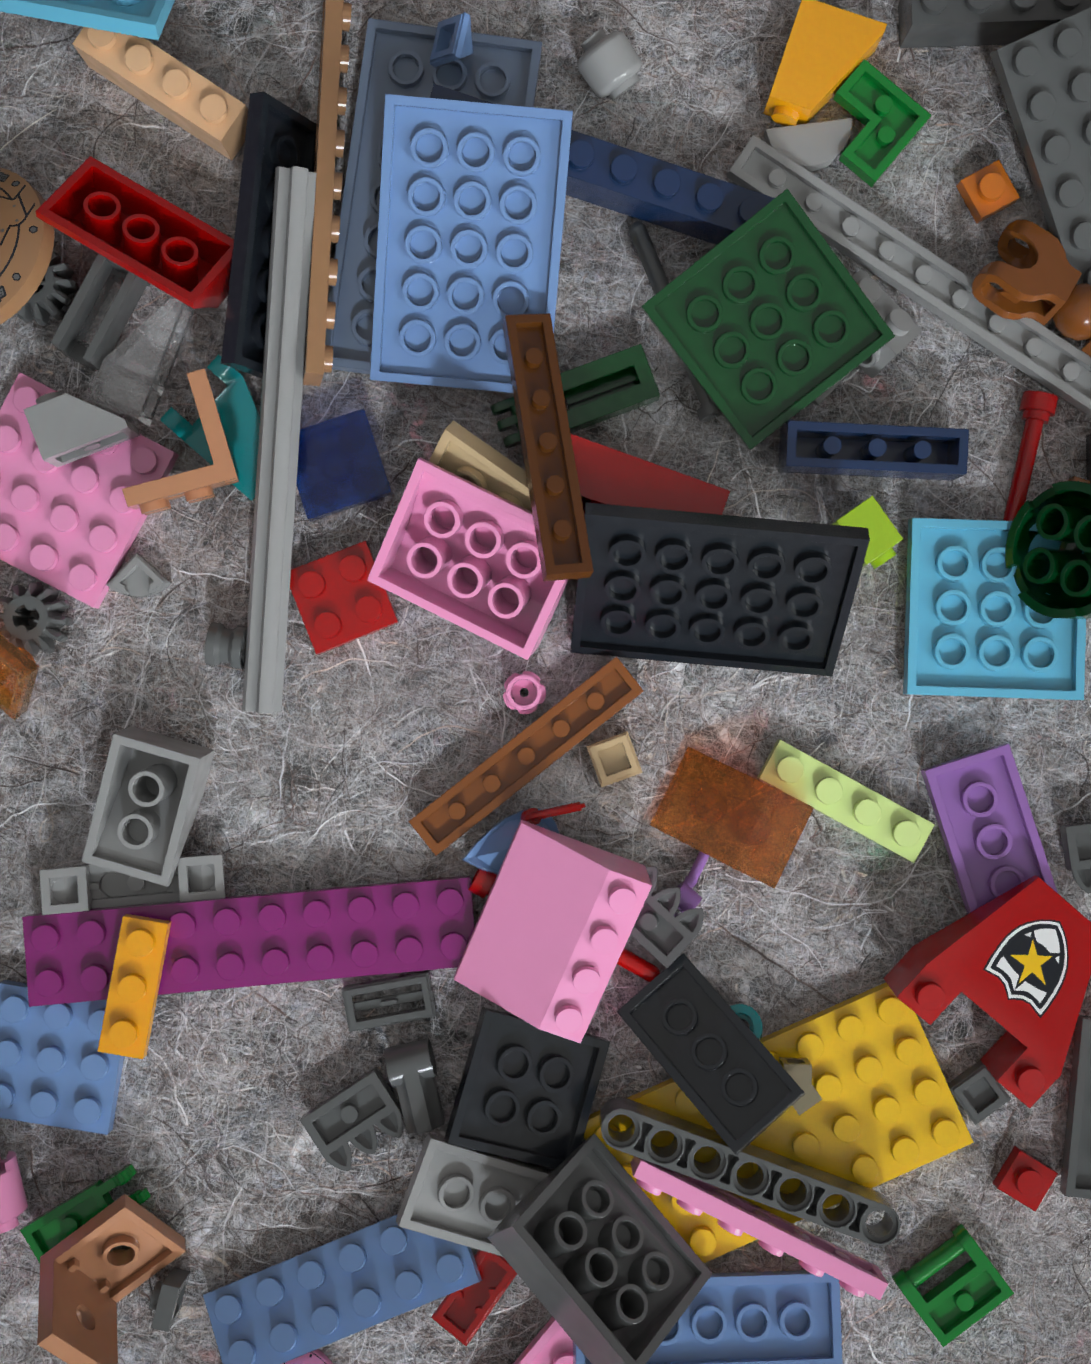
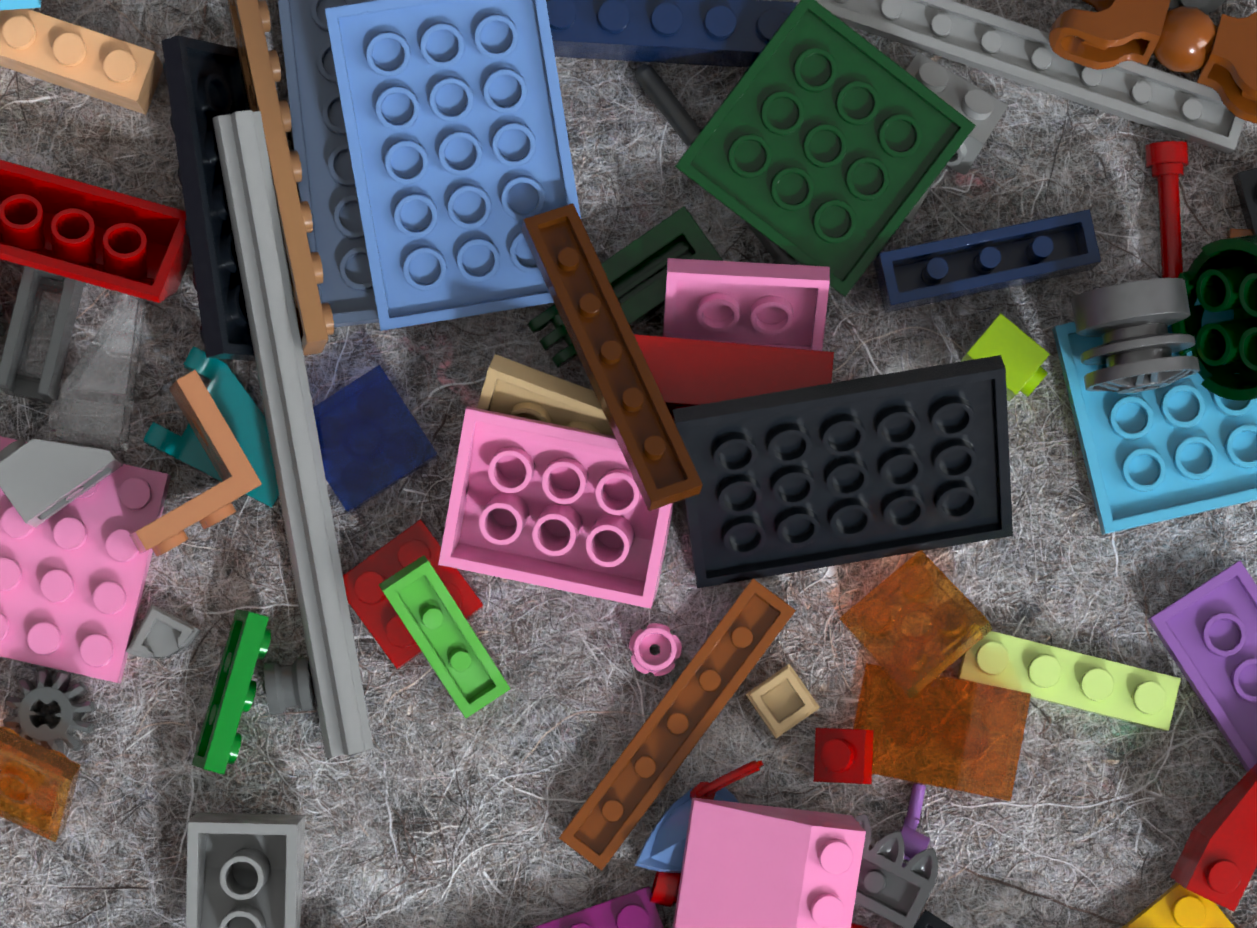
camera: 20 degrees left, 5 degrees down
(181, 639) = (232, 692): none -> green plate
(358, 638) = (444, 636): none -> bright green plate
(651, 815) = (843, 755): none -> red plate
(670, 432) = (746, 303): none -> bright pink plate
(736, 726) = (916, 624): none -> clear orange plate
(979, 540) = (1135, 335): none -> flat silver wheel

